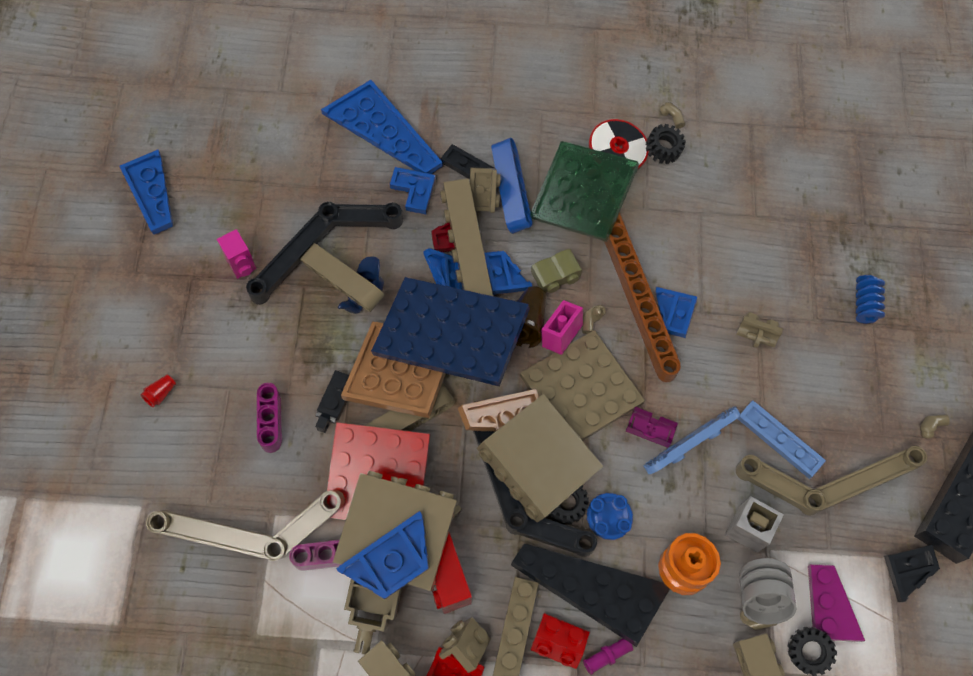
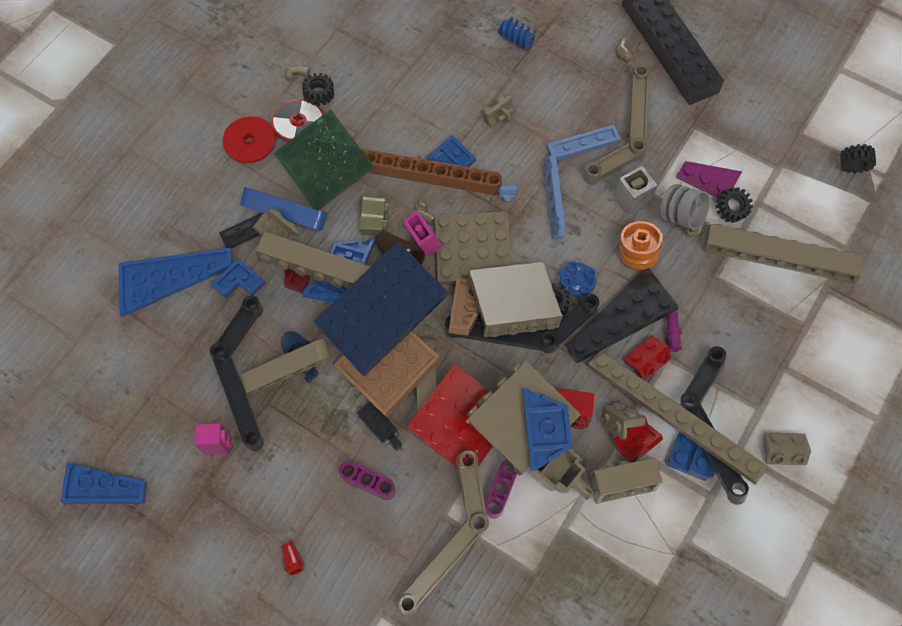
camera: 55 degrees left, 0 degrees up
(569, 101) = (237, 135): none -> red piece
(650, 428) = (534, 215): magenta piece -> none
(667, 389) = (507, 192): none -> medium blue plate
(911, 569) = (710, 118): black wing -> none

